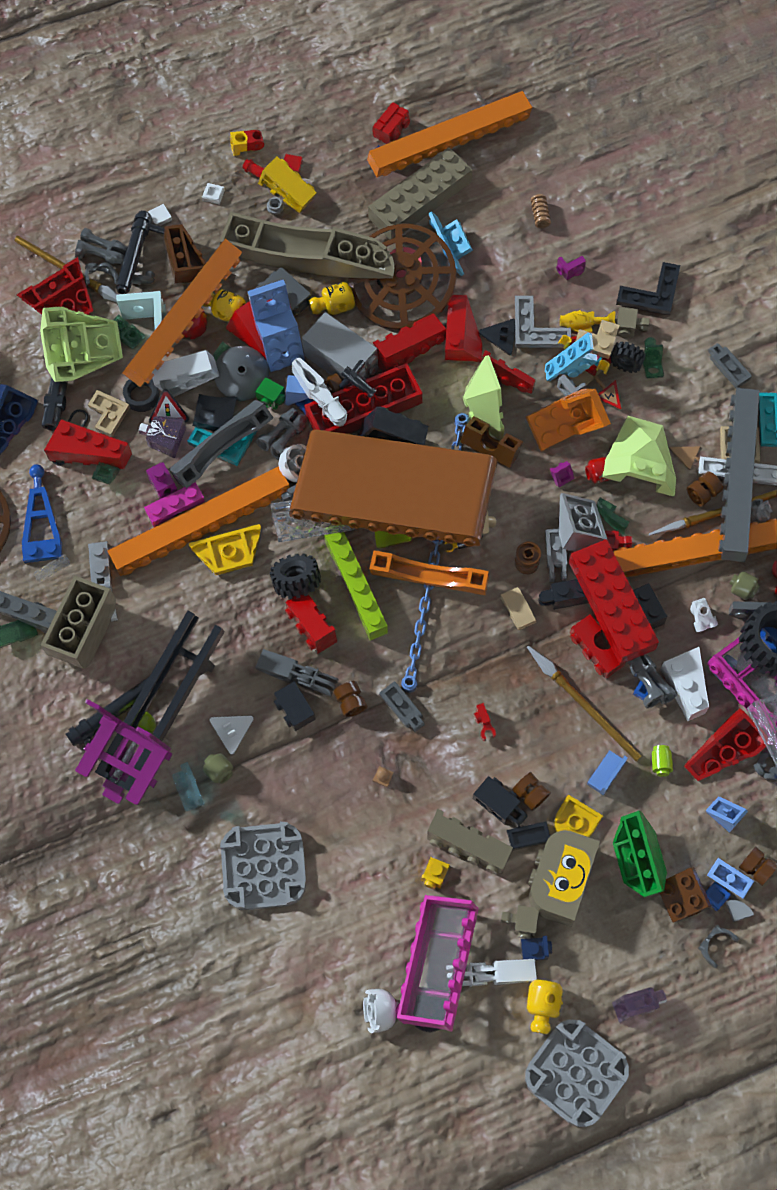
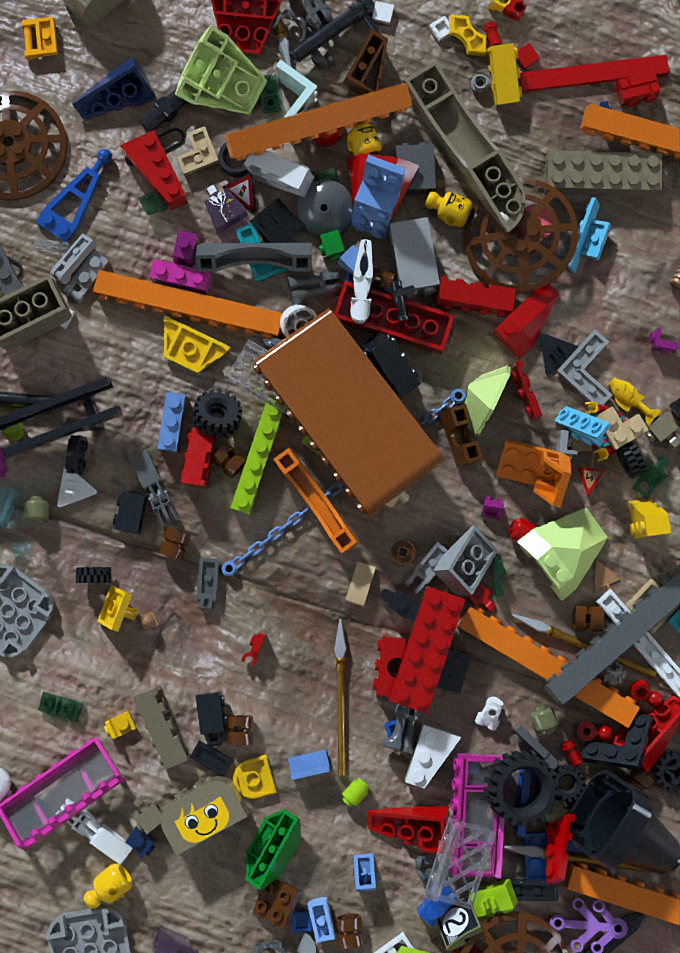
camera: 40 degrees right, 15 degrees up
(78, 558) = (73, 258): none -> light grey plate
(207, 694) = (77, 462): none -> black hinge
(229, 181) = (462, 29): none -> yellow tile
(266, 613) = (172, 422): none -> medium blue brick
(308, 775) = (93, 574): none -> black tyre
(335, 603) = (229, 460): none -> reddish brown wheel
(349, 139) = (592, 73): none -> red tile
(349, 784) = (116, 608): none -> yellow tile
(374, 902) = (60, 706): none -> clear green slope
(680, 385) = (648, 519): none -> yellow wedge

